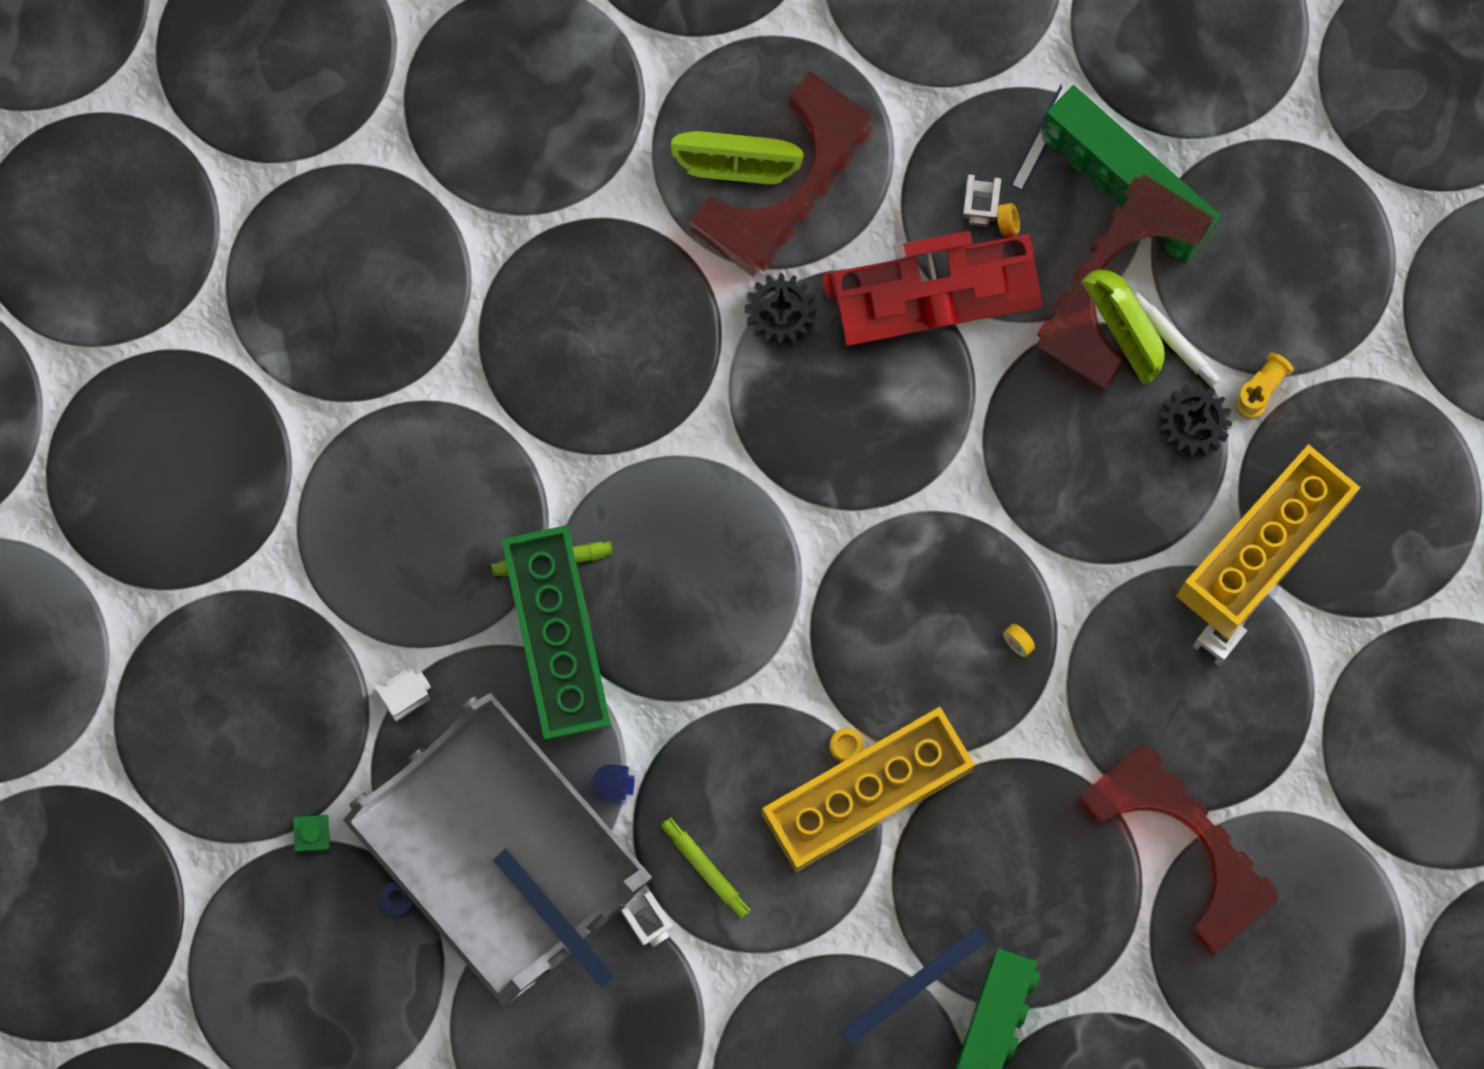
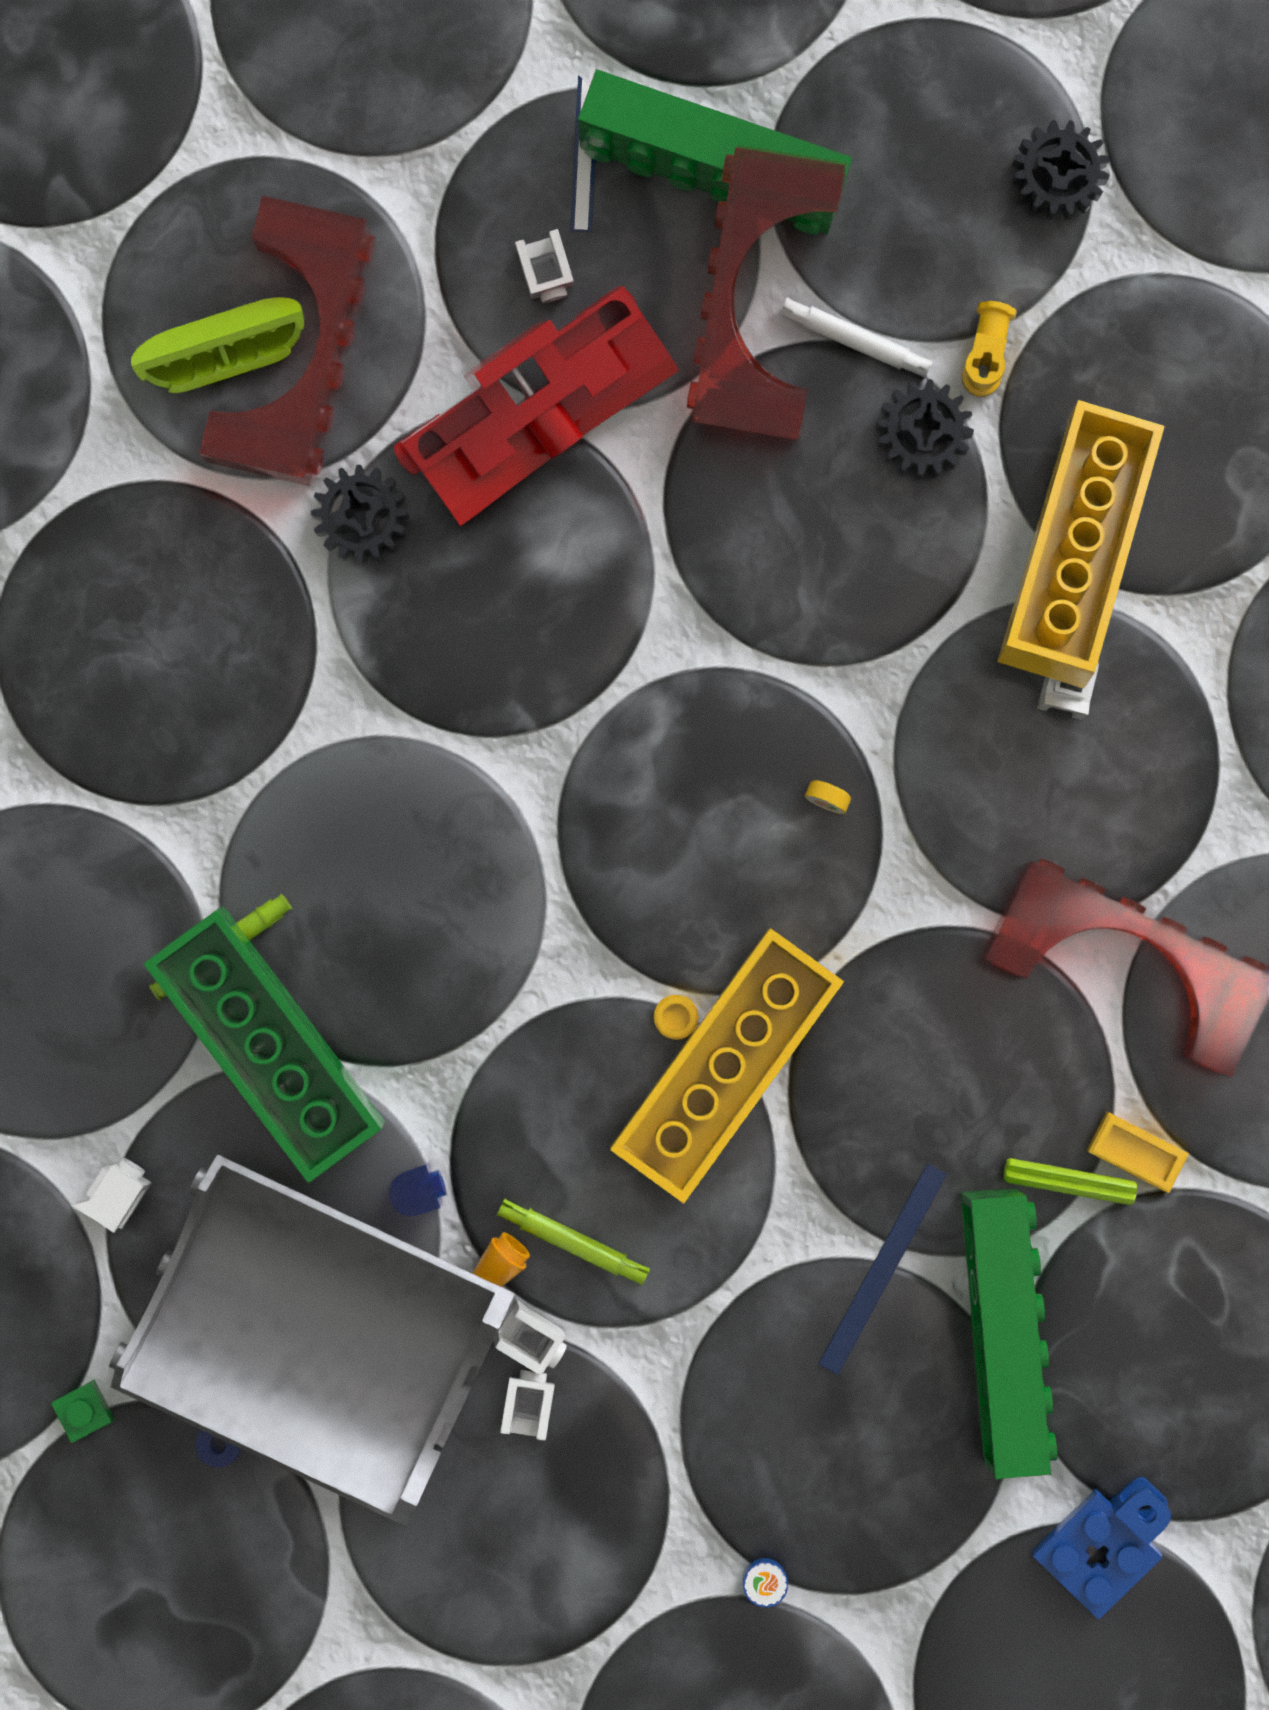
camera: 15 degrees left, 10 degrees up
(553, 918) = (418, 1391): dark blue sticker -> none
(626, 964) = (528, 1405): none -> white window
(653, 856) = (502, 1260): none -> light orange cone
(1008, 220) = (589, 277): yellow tile -> none
(1074, 981) = (1070, 1181): none -> lime axle
(1127, 322) = (790, 343): lime brick -> none
(1130, 982) = (1137, 1152): none -> yellow tile
(1377, 296) = (1077, 170): none -> black gear

